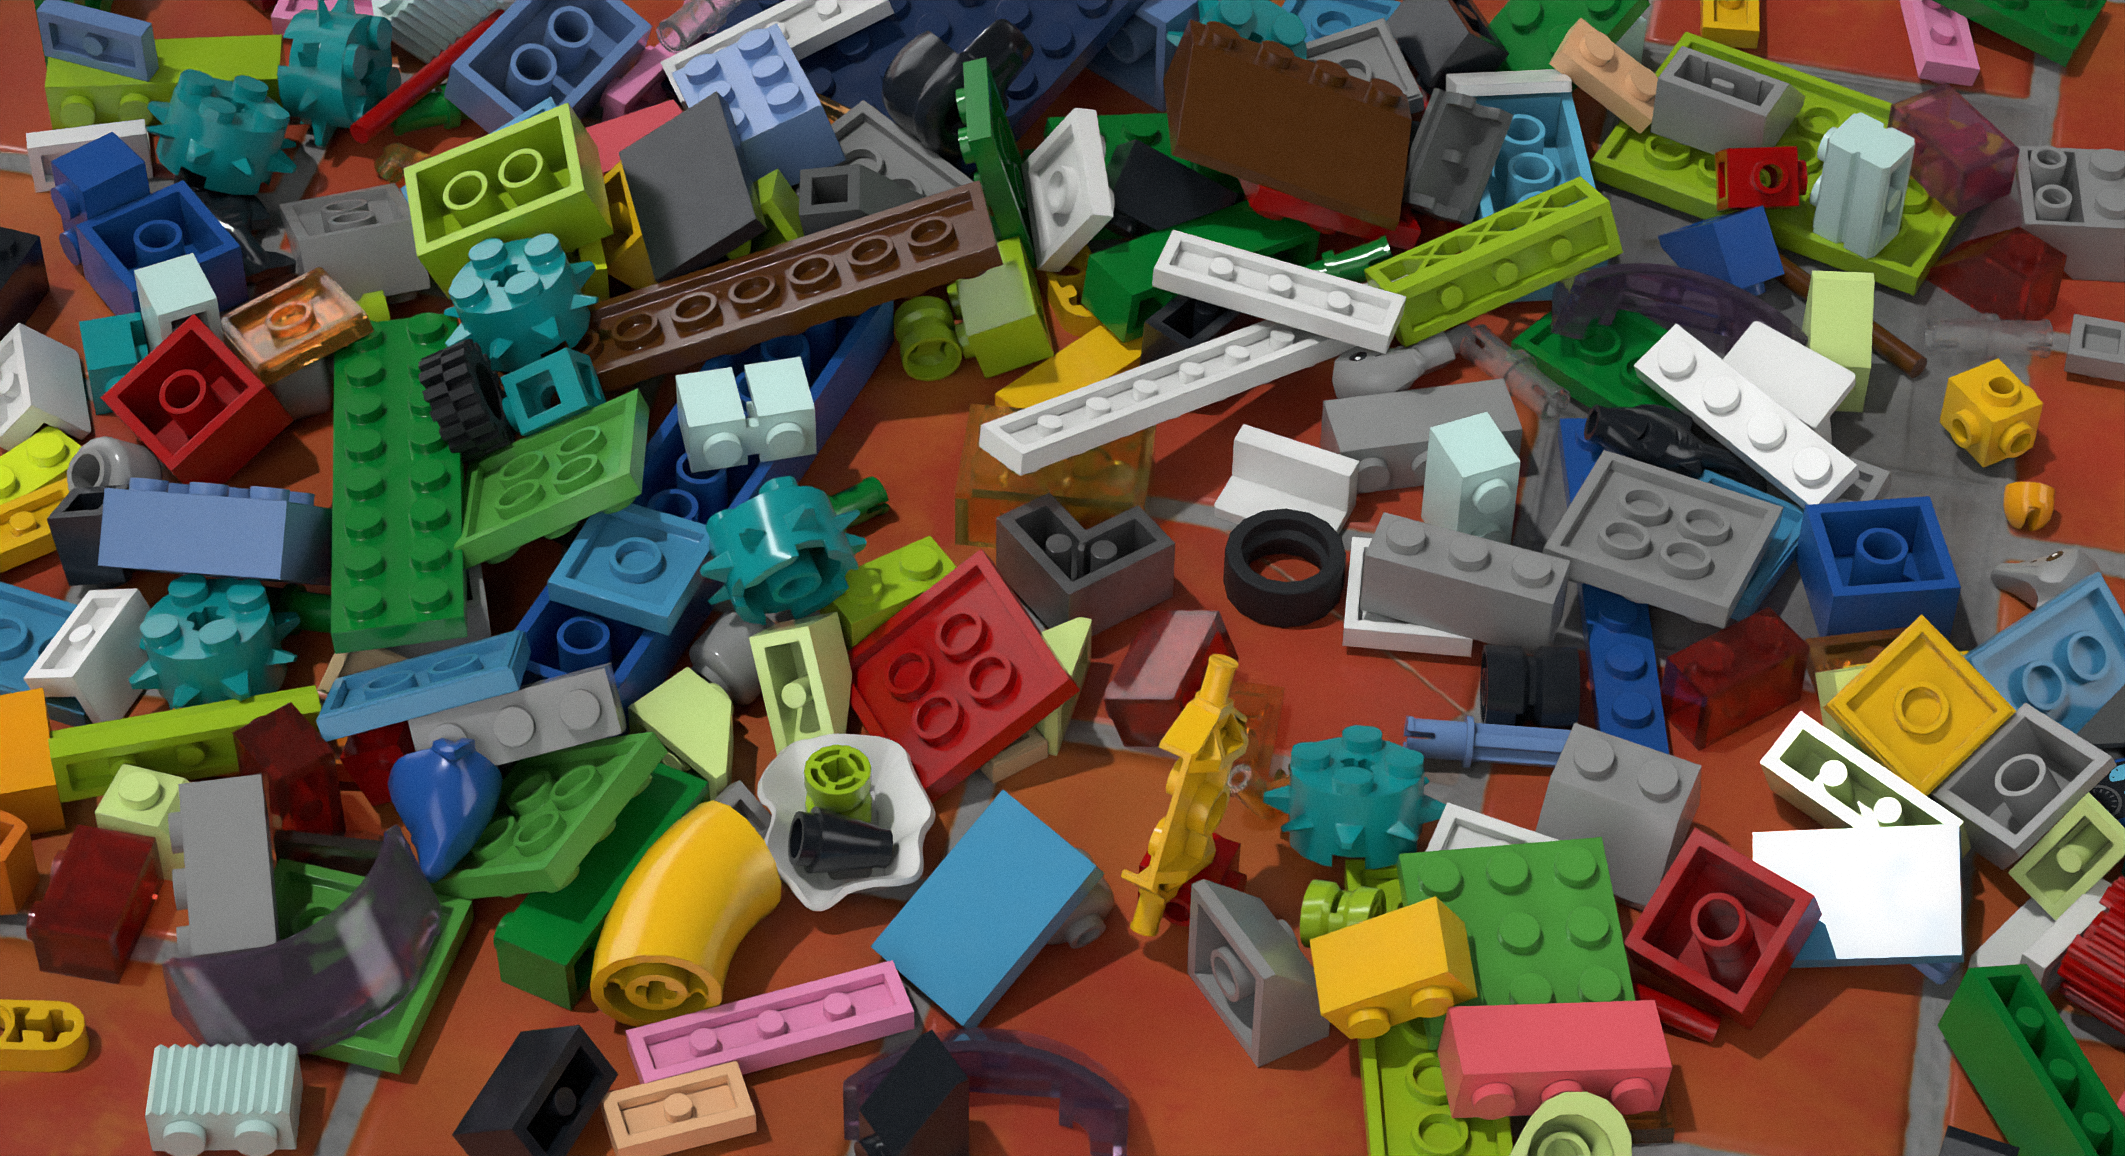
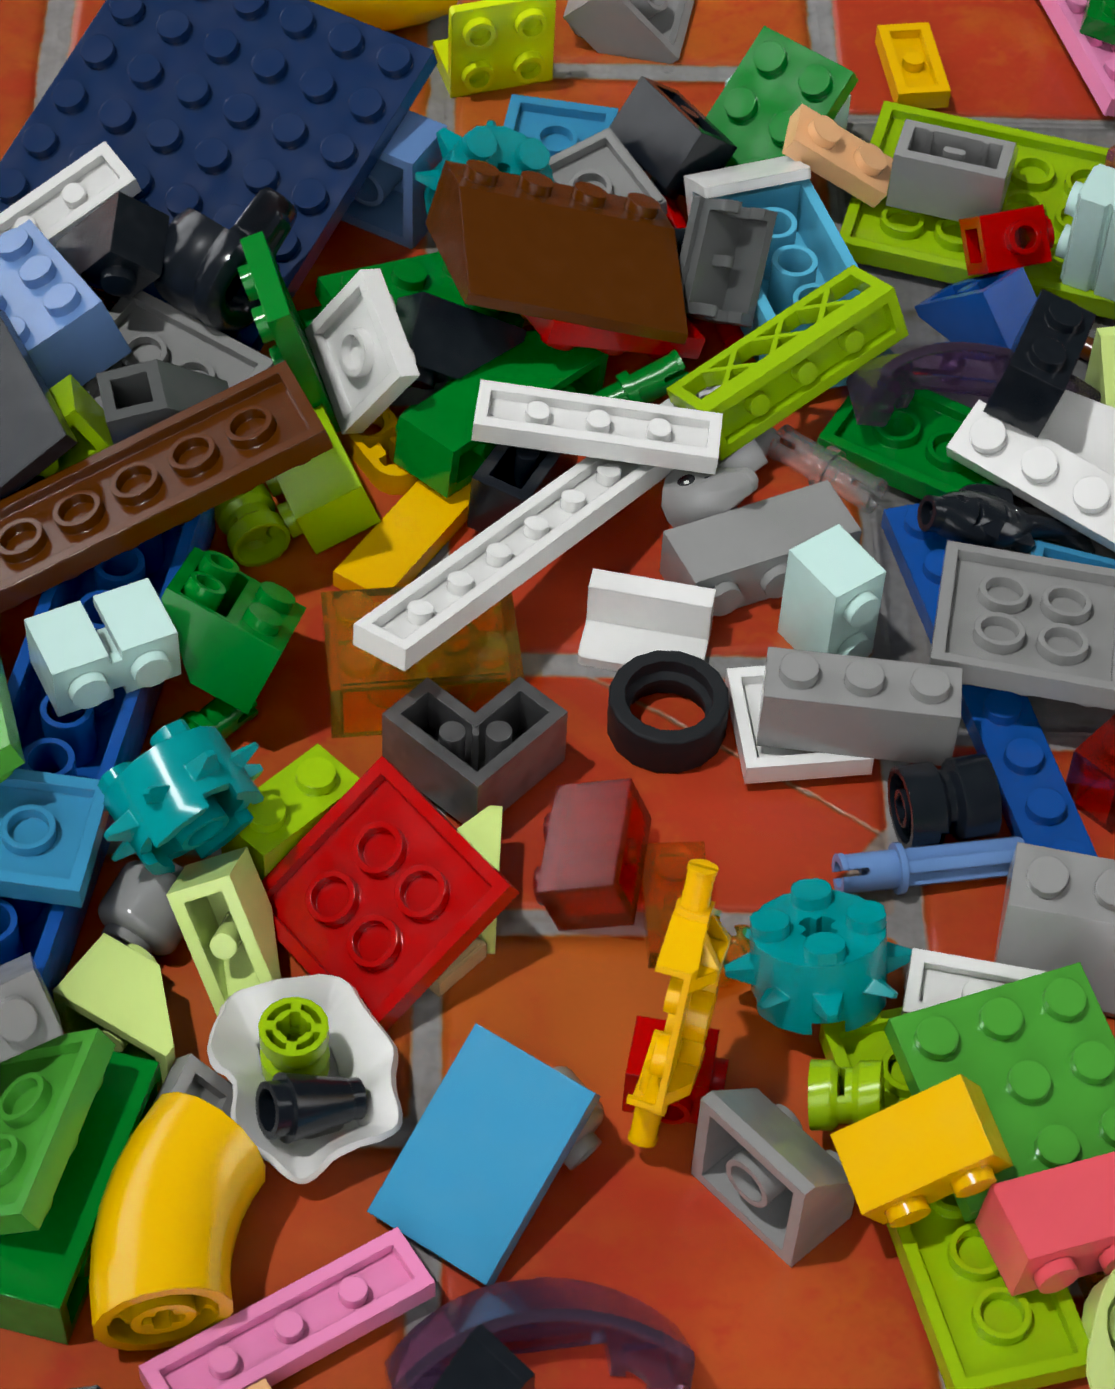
camera: 15 degrees left, 5 degrees up
(853, 57) = (118, 246): none -> black slope
(872, 420) = (229, 626): none -> green slope
(1741, 294) = (1040, 363): none -> black brick

